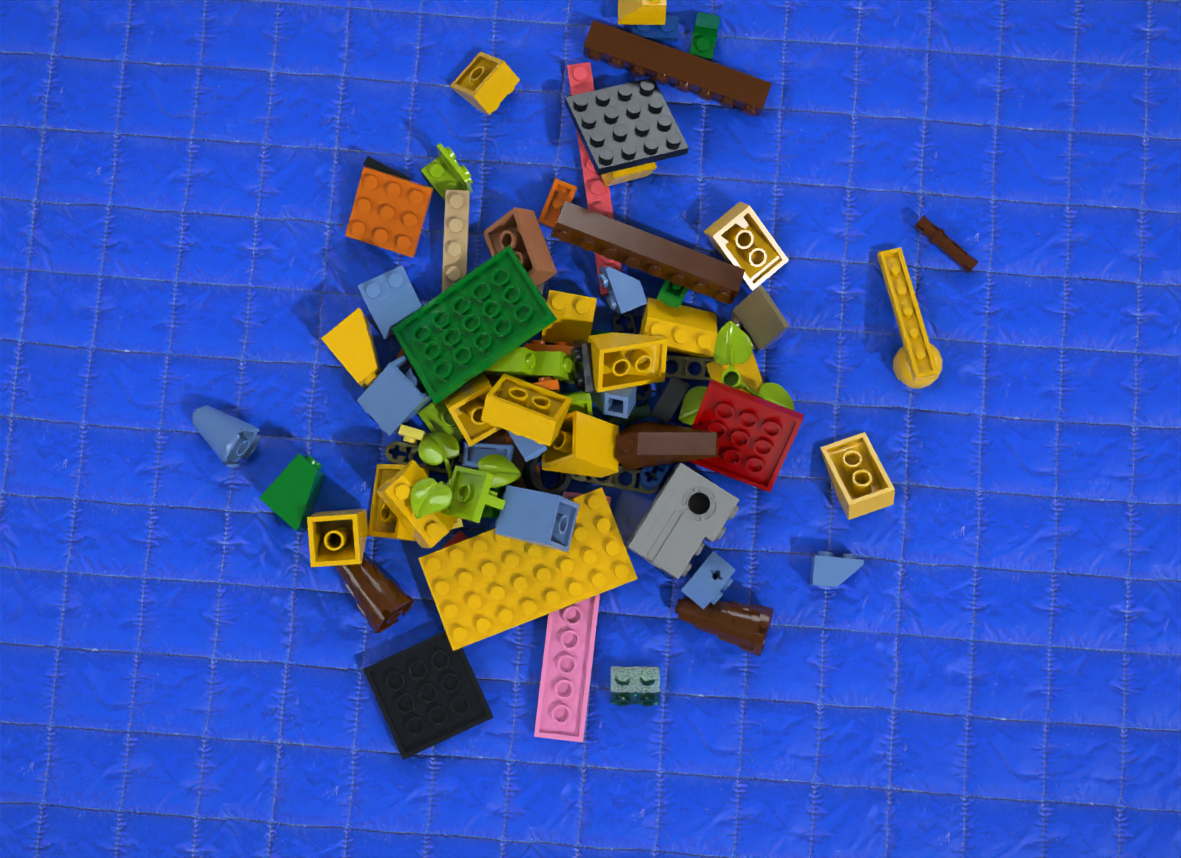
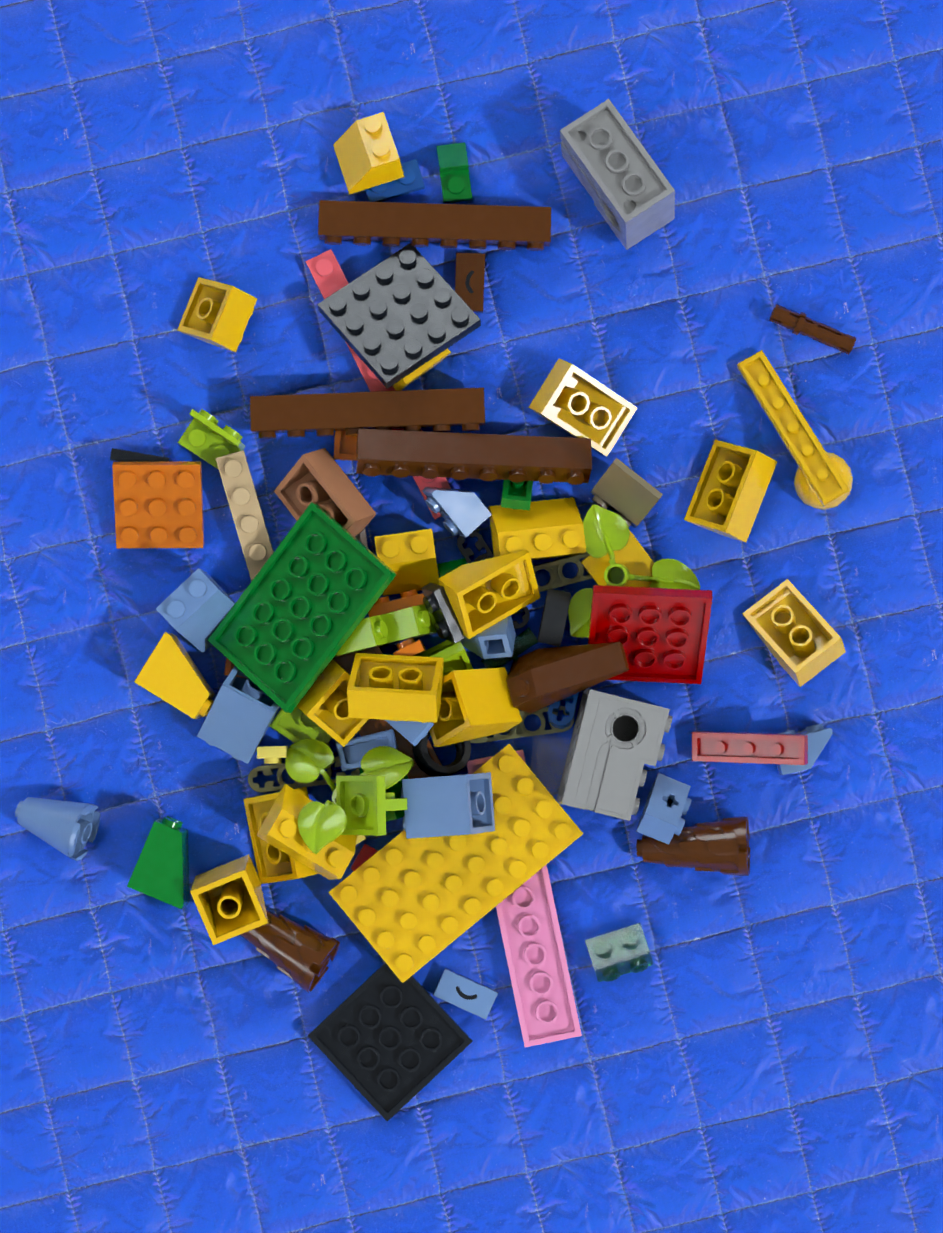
camera: 15 degrees left, 5 degrees up
(500, 677) = (465, 993): none -> medium blue tile
(557, 186) = (367, 410): none -> reddish brown brick
(691, 119) = (470, 279): none -> reddish brown tile
(793, 554) = (750, 748): none -> plate
(833, 72) = (618, 174): none -> light grey piece
(842, 347) = (730, 490): none -> yellow slope

